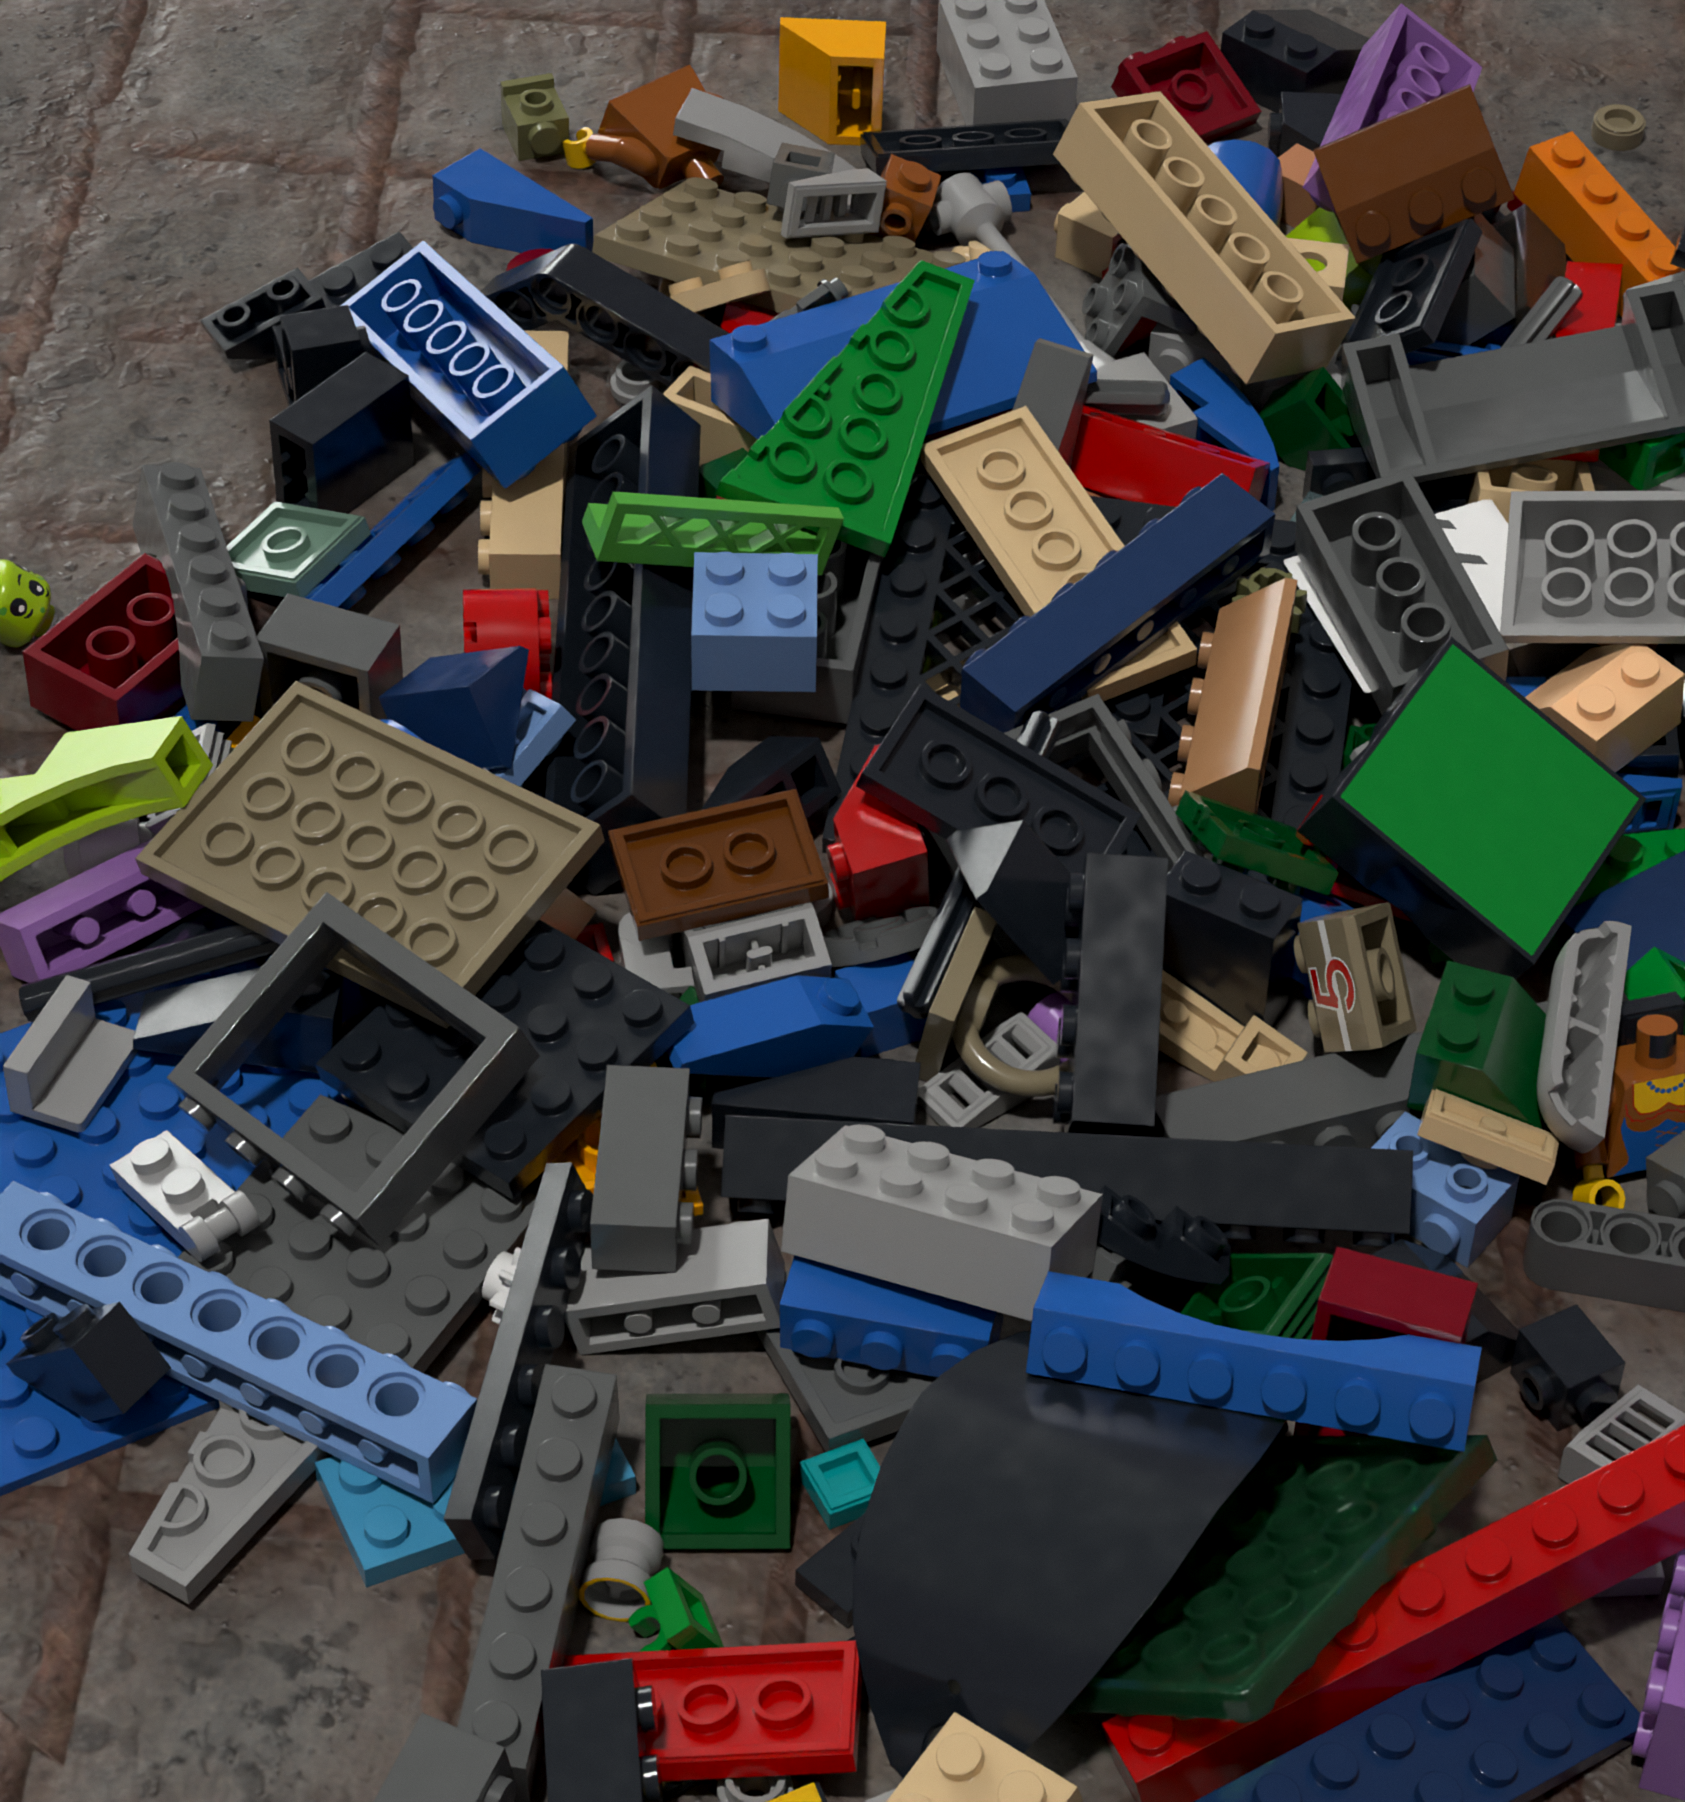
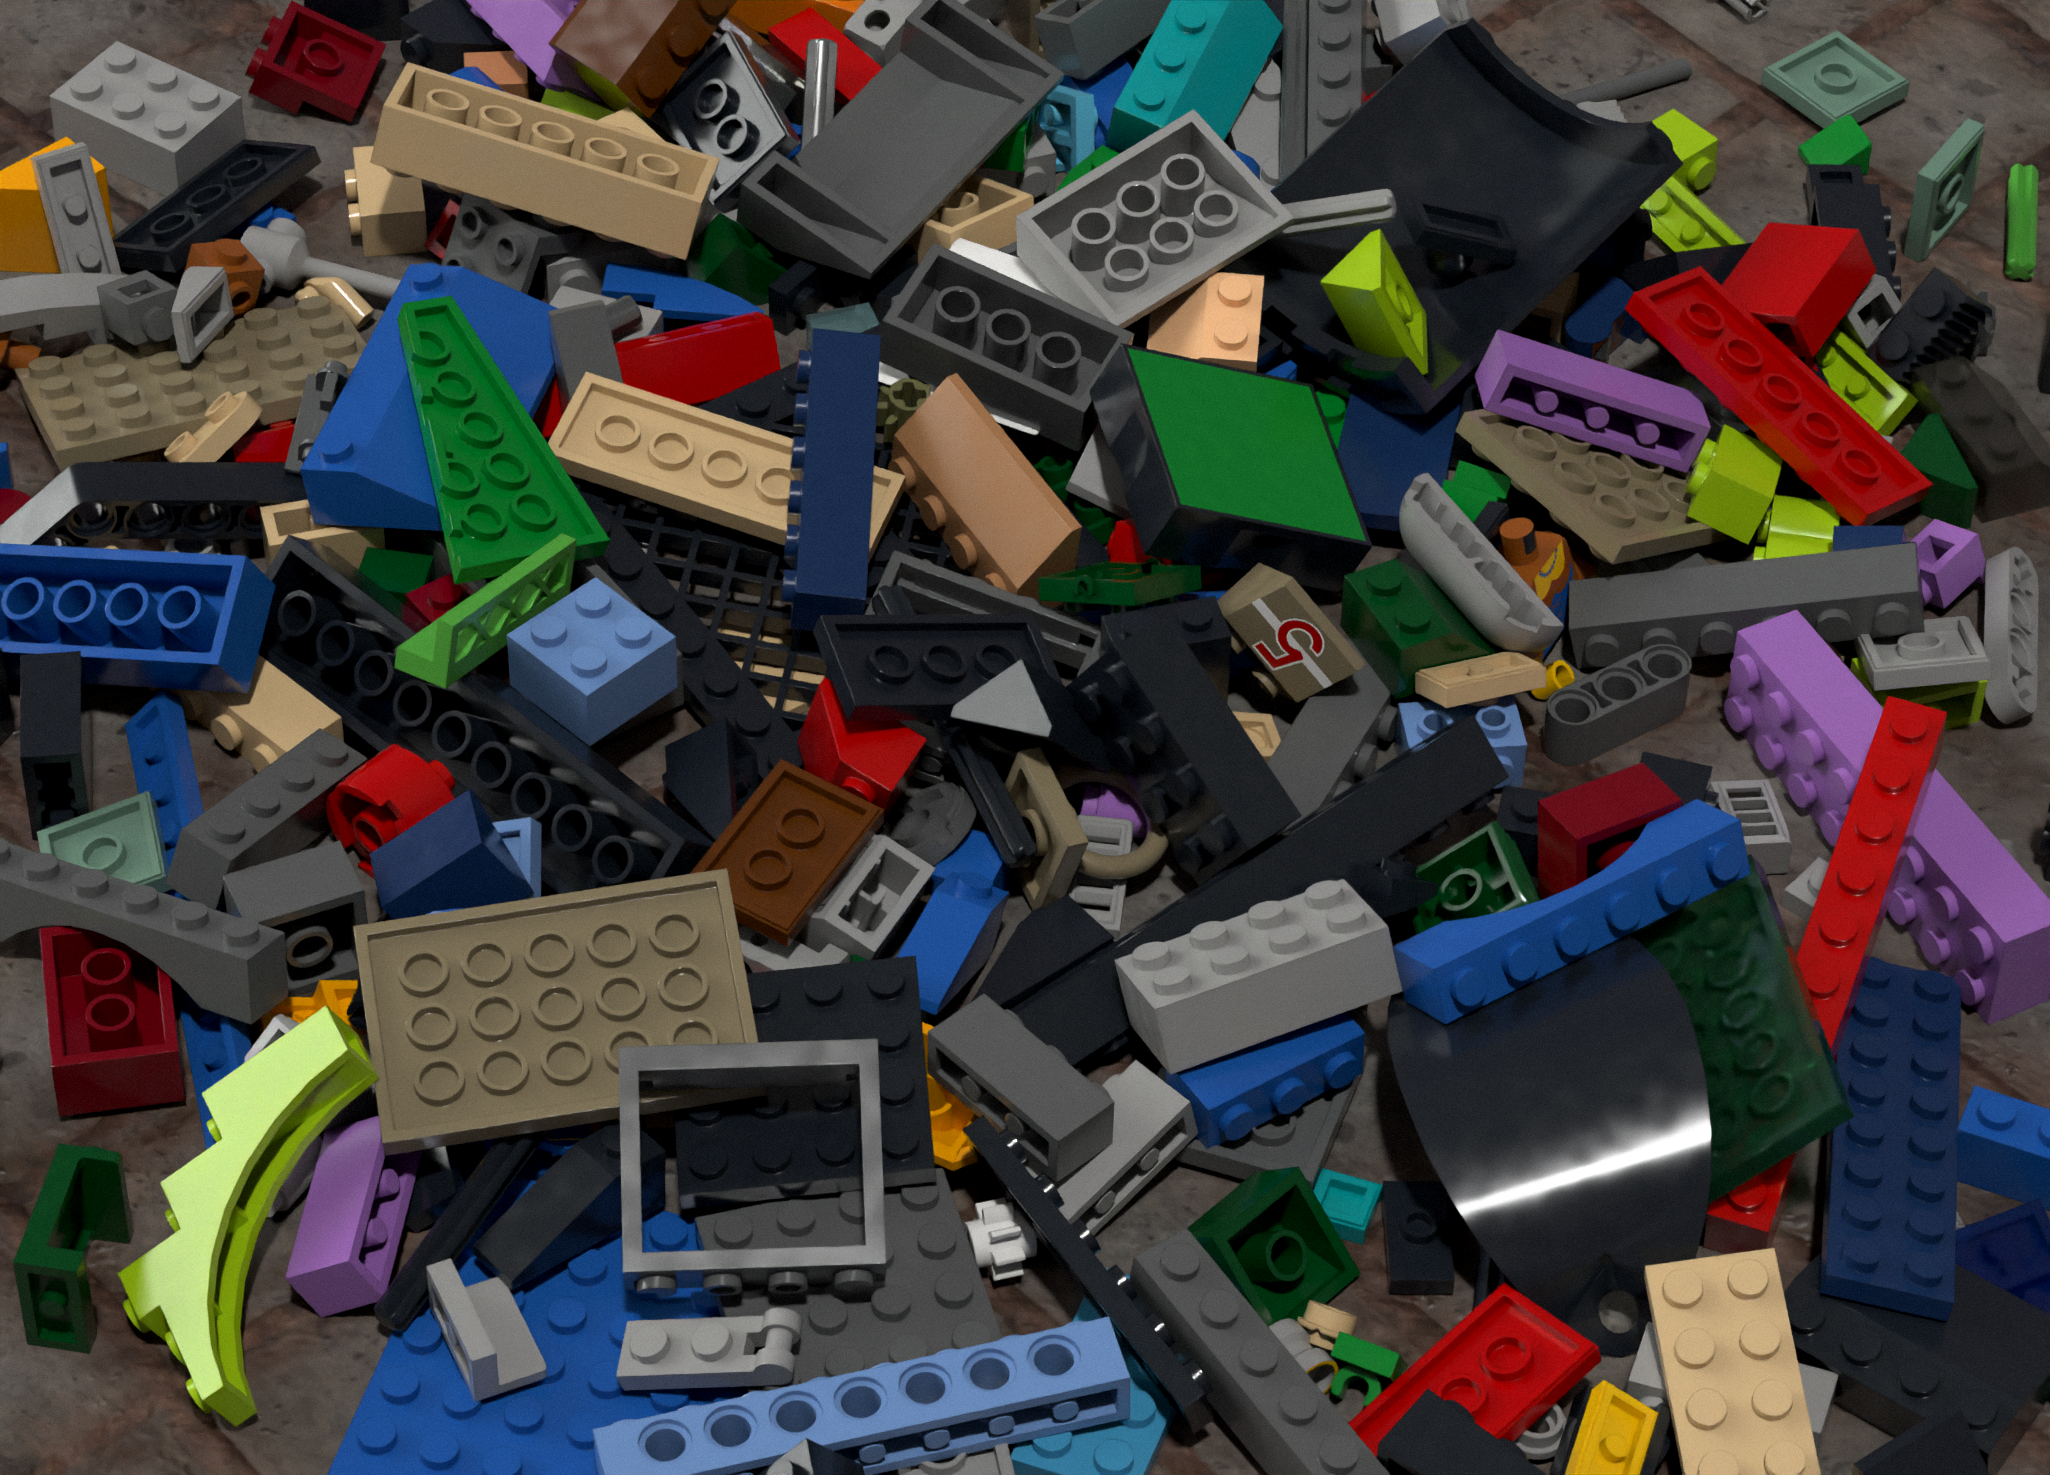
camera: 45 degrees left, 0 degrees up
(396, 580) = (262, 818): none -> dark grey brick
(695, 1560) = (1325, 1322): none -> tan plate
(830, 81) = (75, 211): none -> light grey tile

